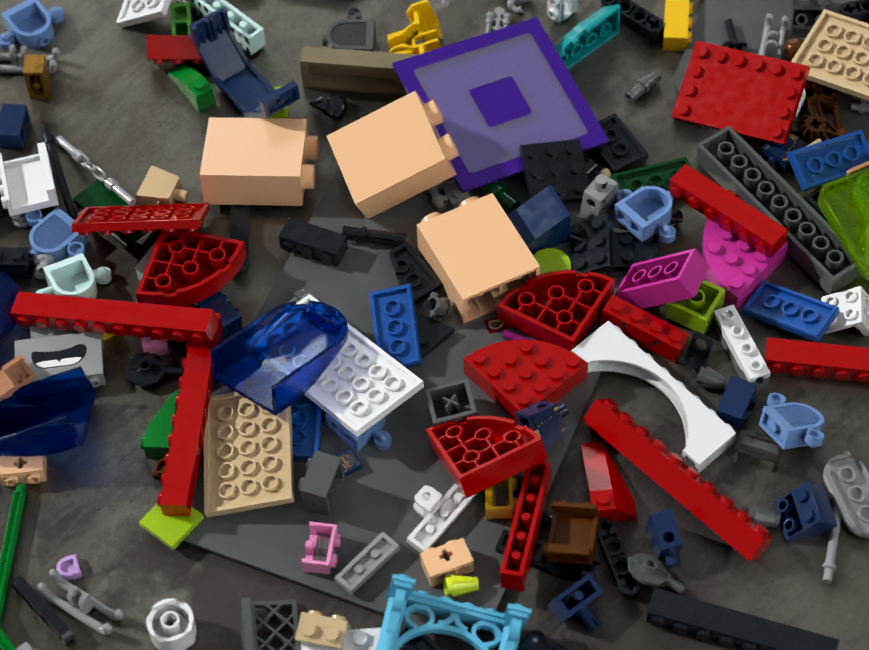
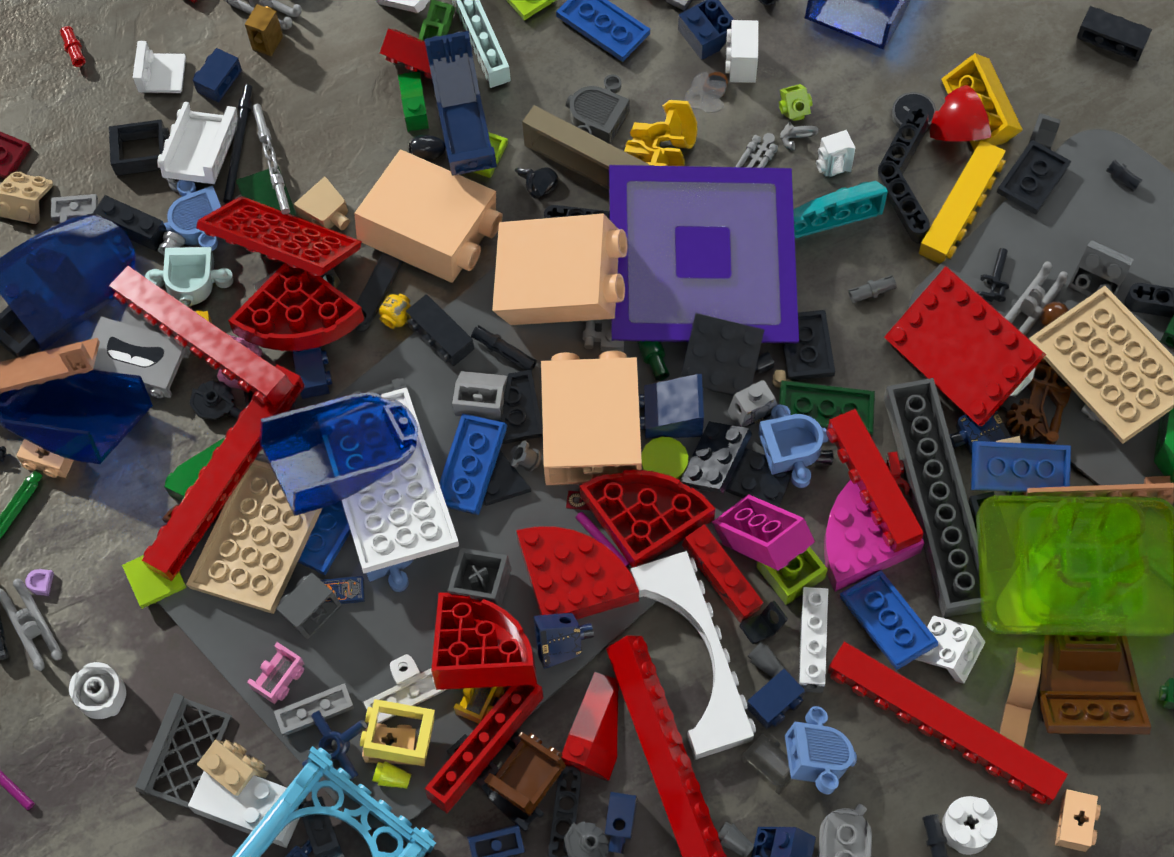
camera: 25 degrees right, 10 degrees up
(225, 111) = (426, 147): none -> black animal
(266, 243) = (393, 310): none -> yellow head
(374, 275) = (479, 395): none -> light grey slope
(406, 570) = (342, 740): none -> dark blue bar
(457, 559) = (392, 753): none -> light yellow window

